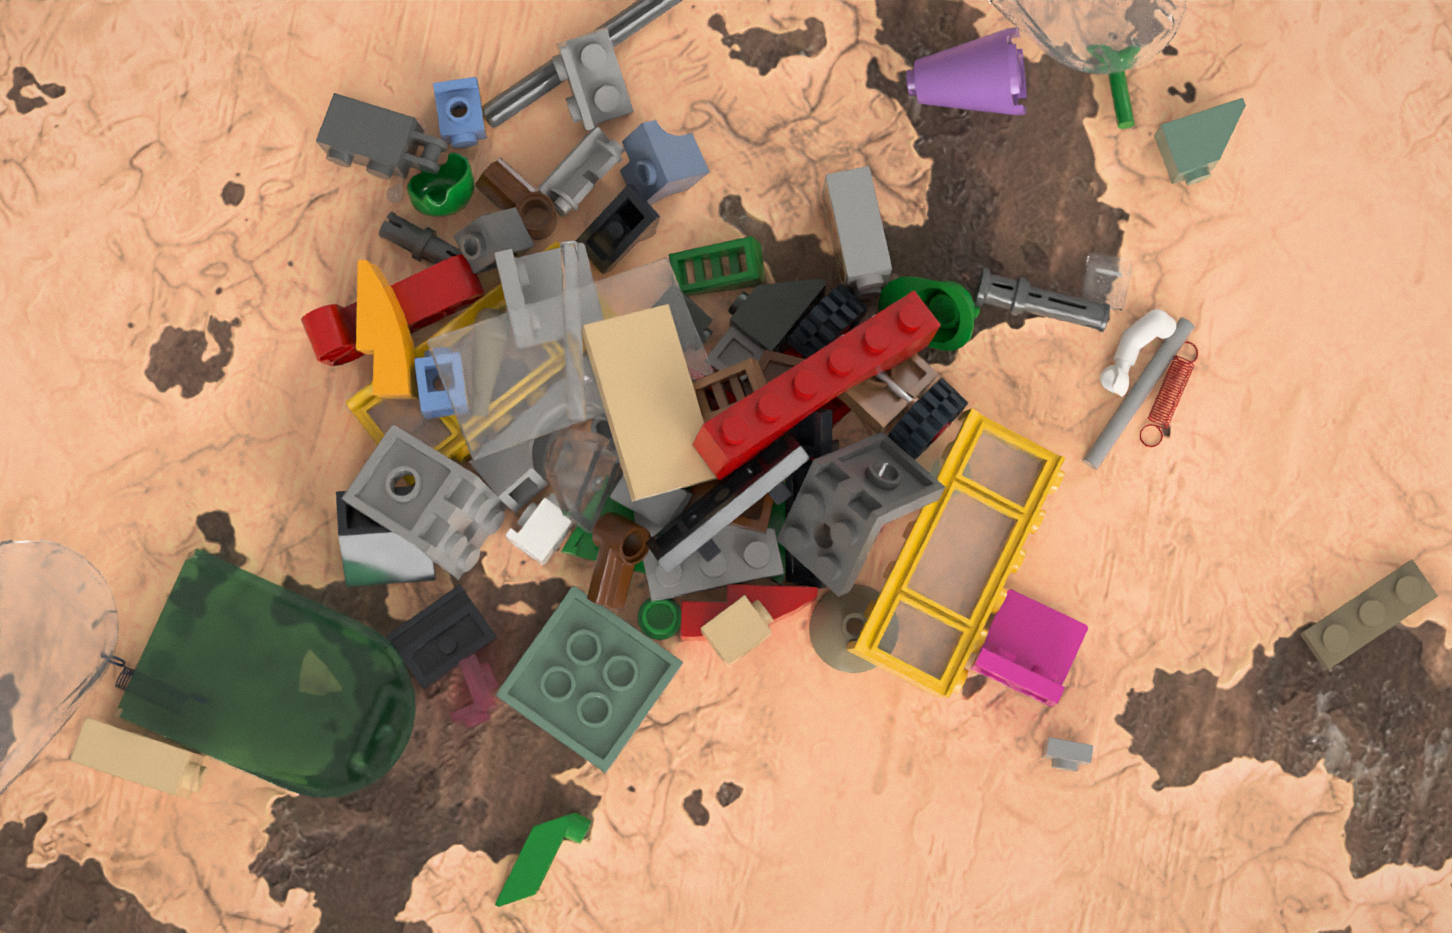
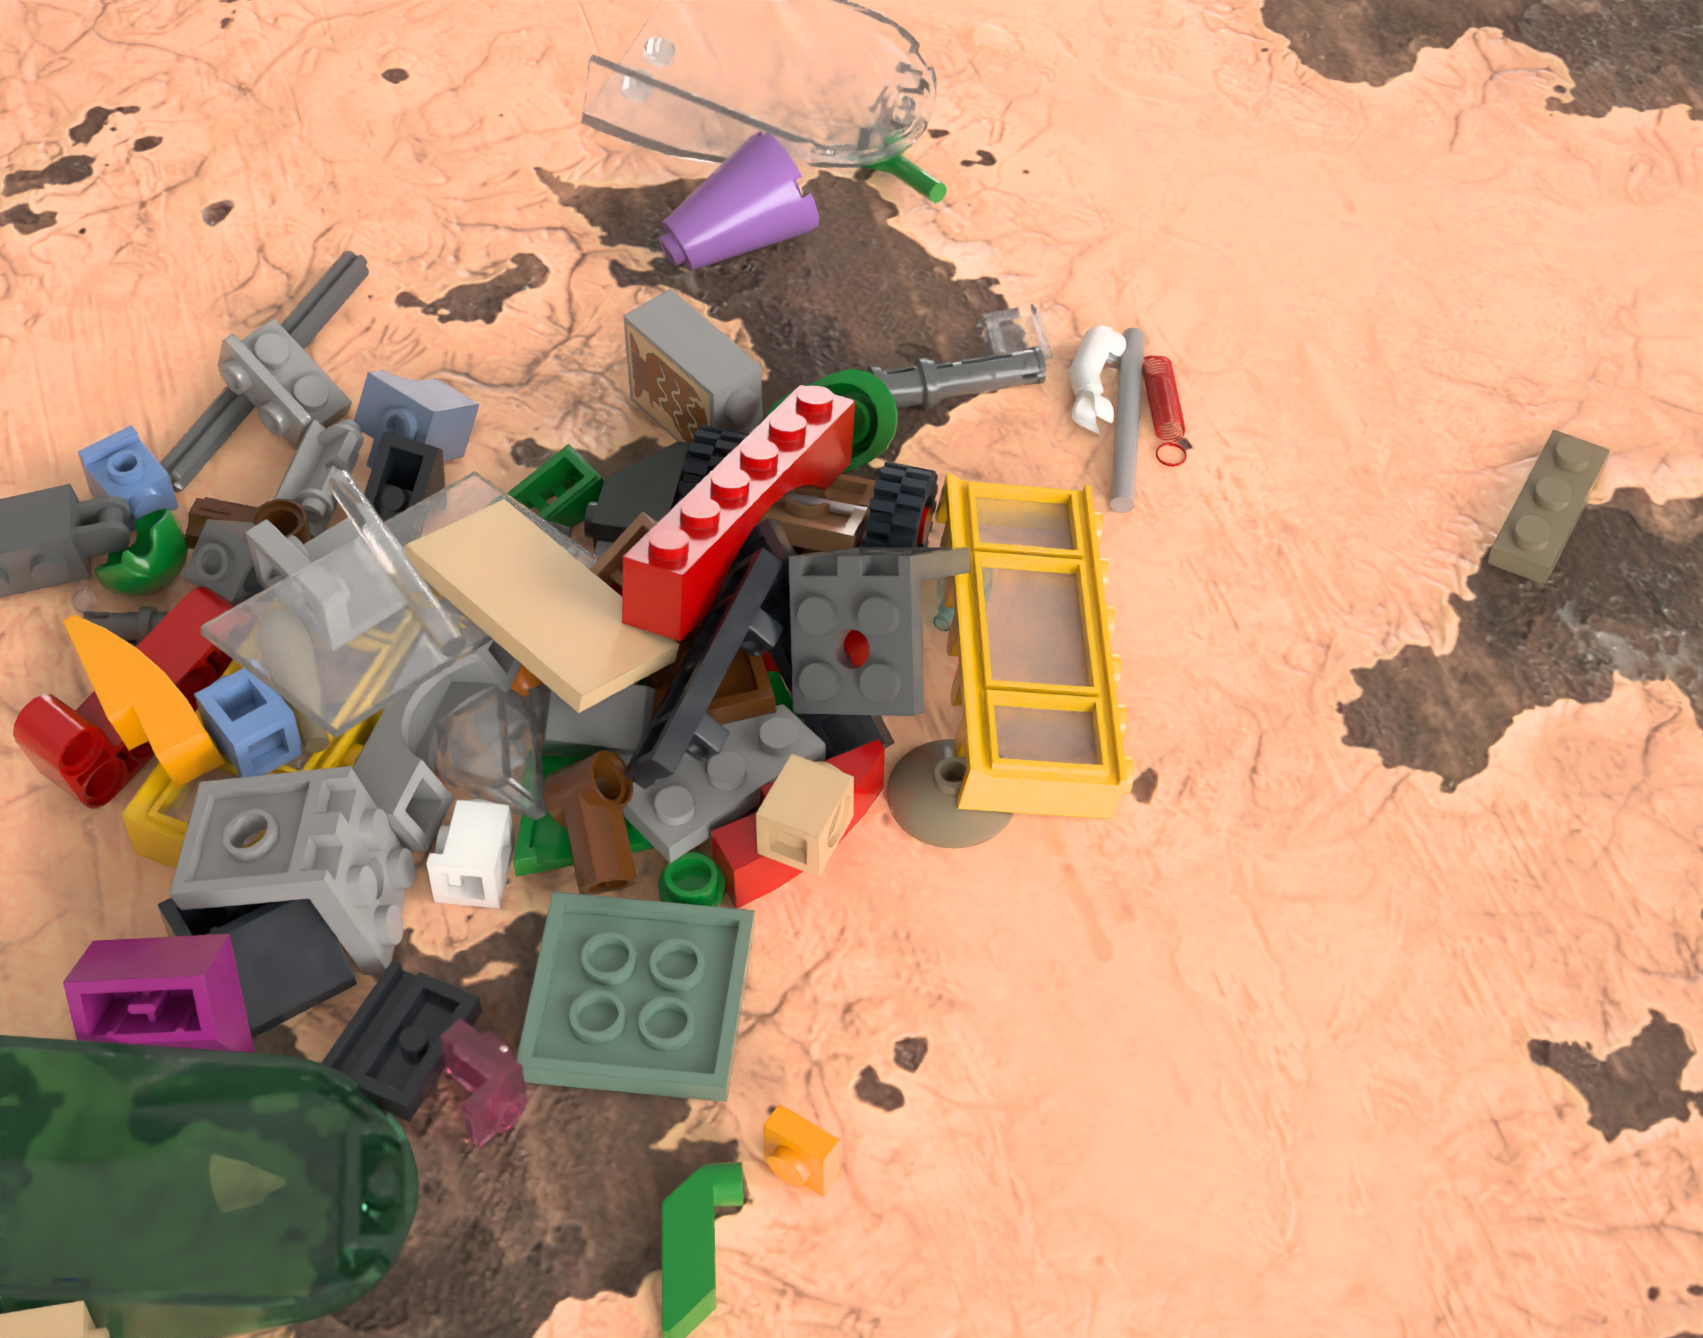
camera: 25 degrees left, 30 degrees down
(309, 562) = (160, 993): none -> magenta slope
(623, 835) = (801, 1151): none -> light orange plate
(1030, 648) = (1190, 708): dark pink bracket -> none
(1067, 754) = (1313, 786): light grey plate -> none
(1197, 141) = (1023, 176): sand green slope -> none

